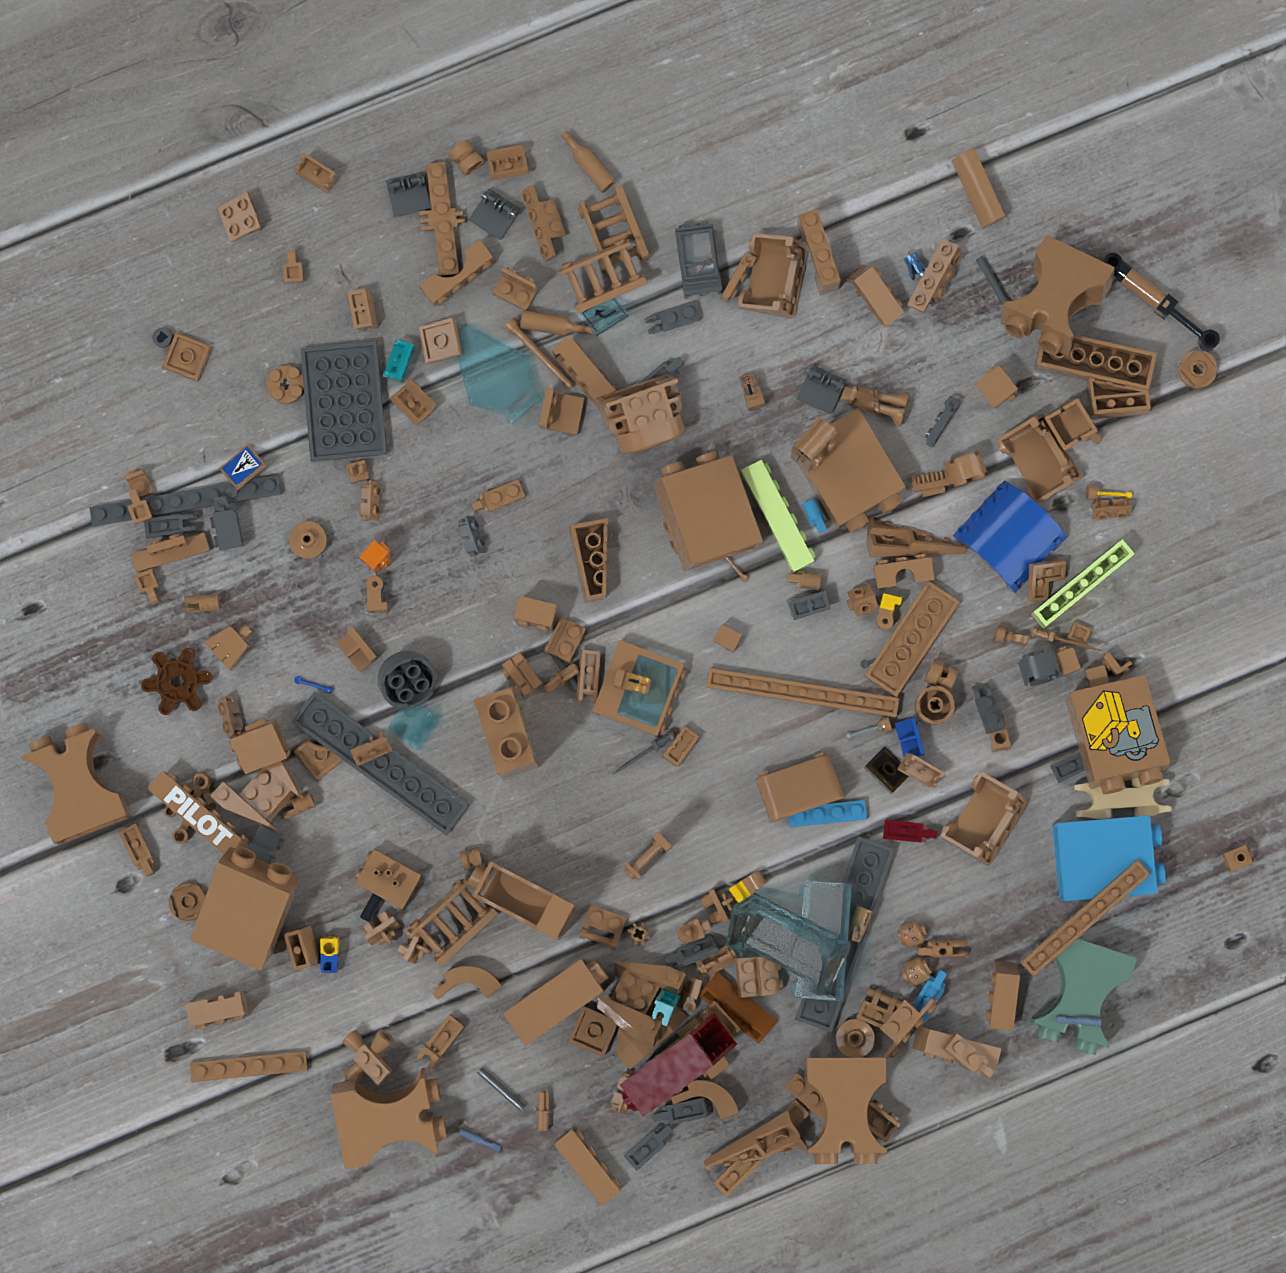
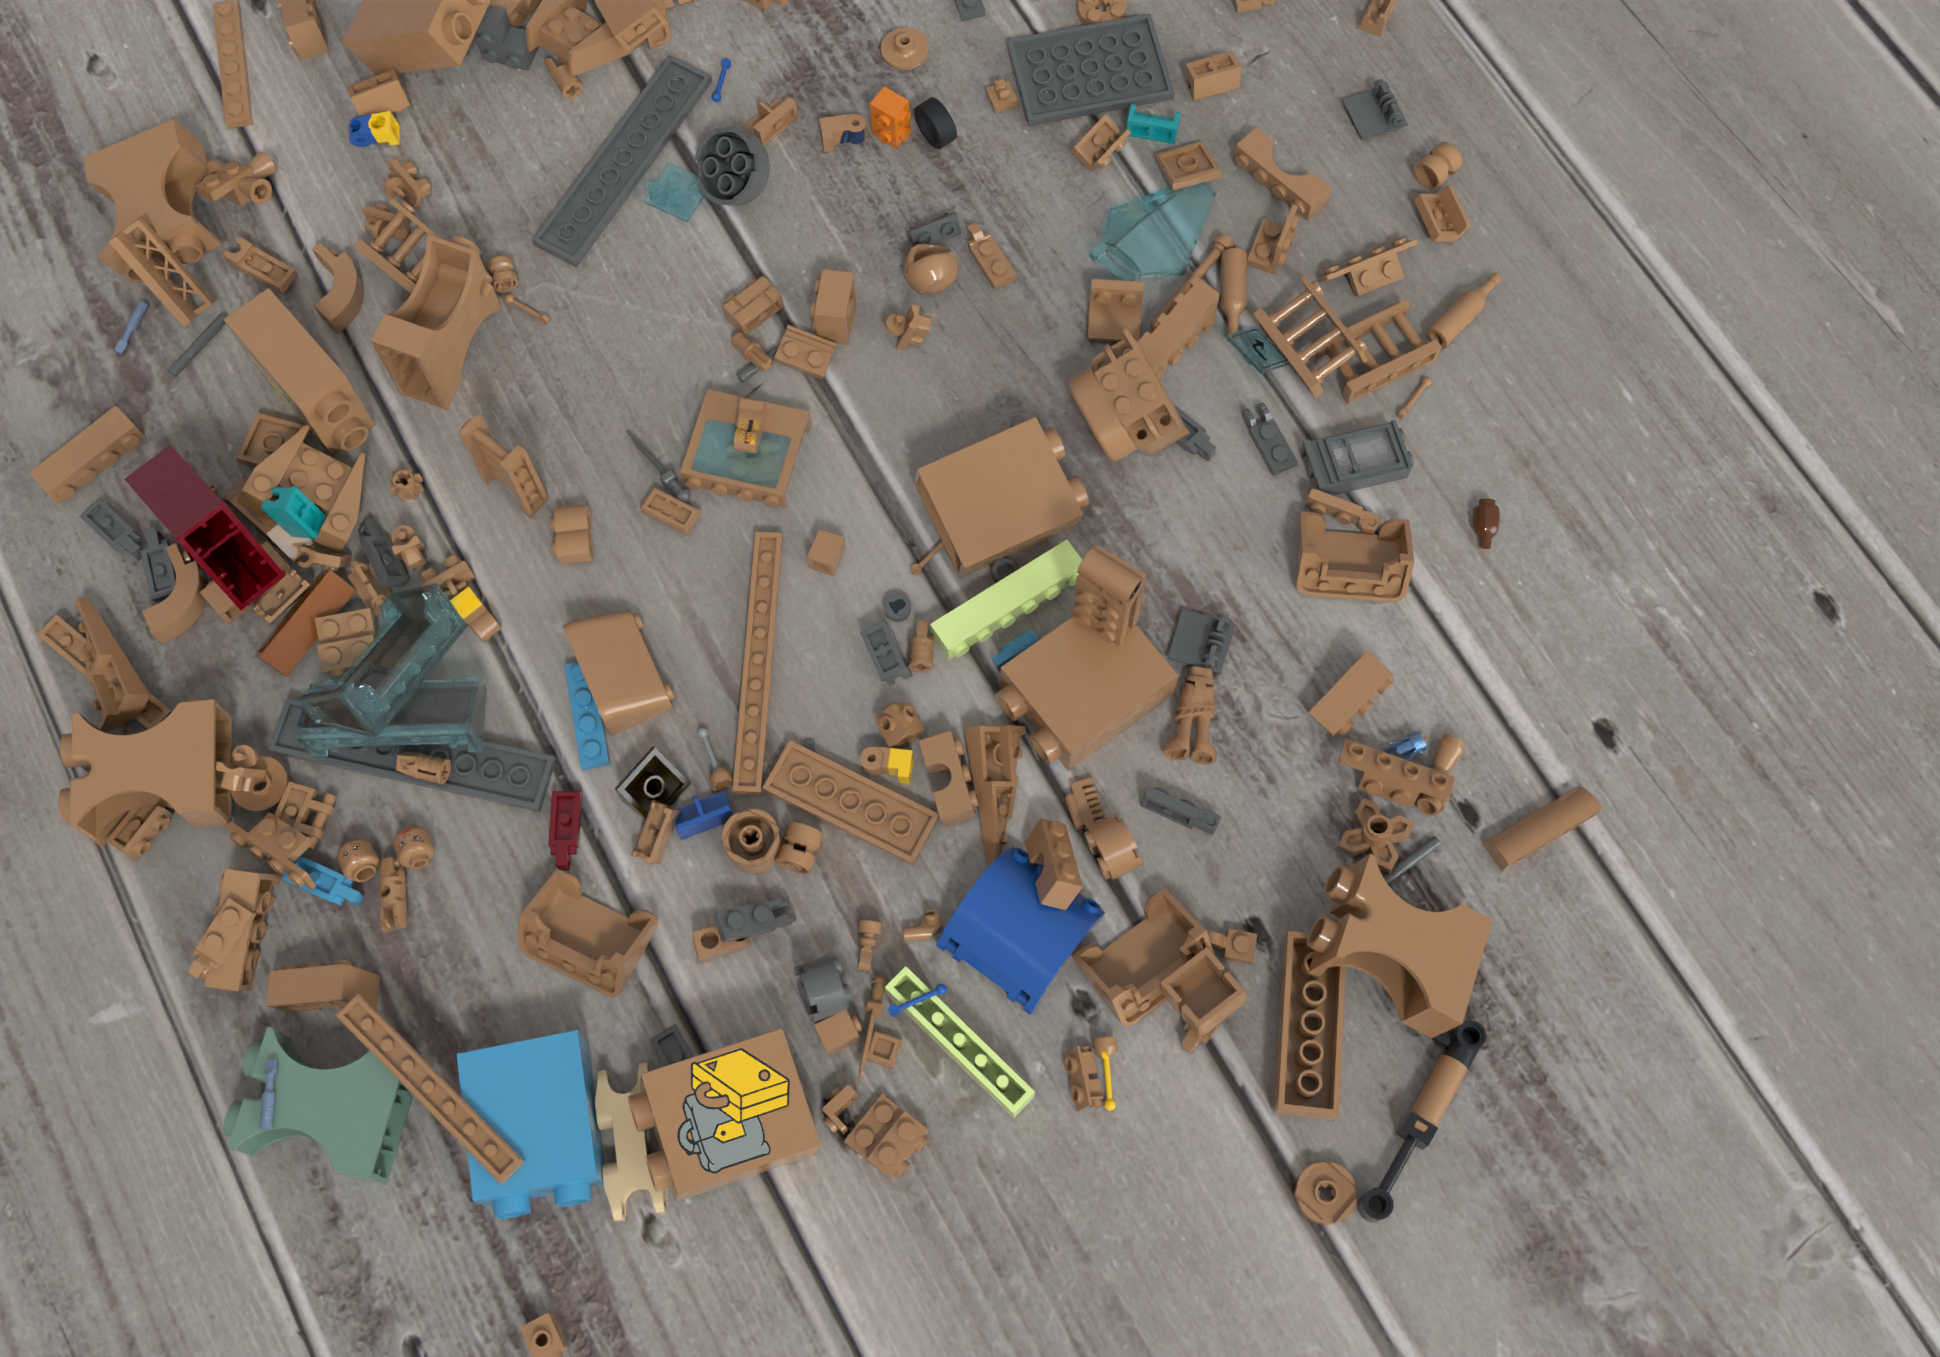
camera: 80 degrees right, 15 degrees down
(317, 759) = (624, 91): medium nougat tile -> none
(371, 492) = (970, 113): medium nougat hinge -> none
(371, 750) = (636, 139): medium nougat plate -> none
(384, 523) = (935, 123): none -> black tyre
(386, 881) = (469, 183): medium nougat piece -> none
(441, 219) = (1352, 150): medium nougat hinge -> none
(453, 1112) = (154, 276): none -> medium nougat fence
(490, 855) = (509, 299): none -> medium nougat hinge
(494, 214) = (1370, 210): dark grey hinge -> none
(506, 733) = (661, 270): medium nougat brick -> none
(509, 541) = (930, 268): none -> medium nougat piece
(543, 1111) = (165, 396): medium nougat axle -> none
(558, 562) = (910, 327): none -> medium nougat hips
(588, 675) = (762, 384): medium nougat hinge -> none
(590, 555) = (919, 367): medium nougat wedge -> none
(606, 921) = (424, 446): medium nougat plate -> none
(640, 199) = (1426, 382): none -> medium nougat hinge
(692, 816) = (572, 534): none -> medium nougat brick
(751, 391) = (1181, 548): medium nougat leg -> none
(755, 180) = (1486, 521): none -> reddish brown plant
(772, 593) = (897, 607): none -> dark grey tile
(813, 233) = (1427, 590): medium nougat arch -> none
(852, 1045) = (240, 774): none -> medium nougat hips
(922, 240) = (1447, 753): none -> medium nougat cone
(961, 298) = (1376, 835): none -> medium nougat plant
(988, 504) = (1060, 877): none -> medium nougat arch
(997, 387) = (1242, 878): medium nougat plate -> none
(1003, 598) = (926, 929): none -> medium nougat arm
(1035, 399) = (1237, 945): none -> medium nougat plate
(1041, 574) = (967, 978): medium nougat plate -> none
(1062, 621) = (894, 1009): none -> blue hinge
(1096, 676) = (816, 1081): medium nougat panel -> none
(1115, 400) = (1253, 1064): medium nougat wedge -> none
(1135, 636) = (887, 1137): none -> medium nougat plate

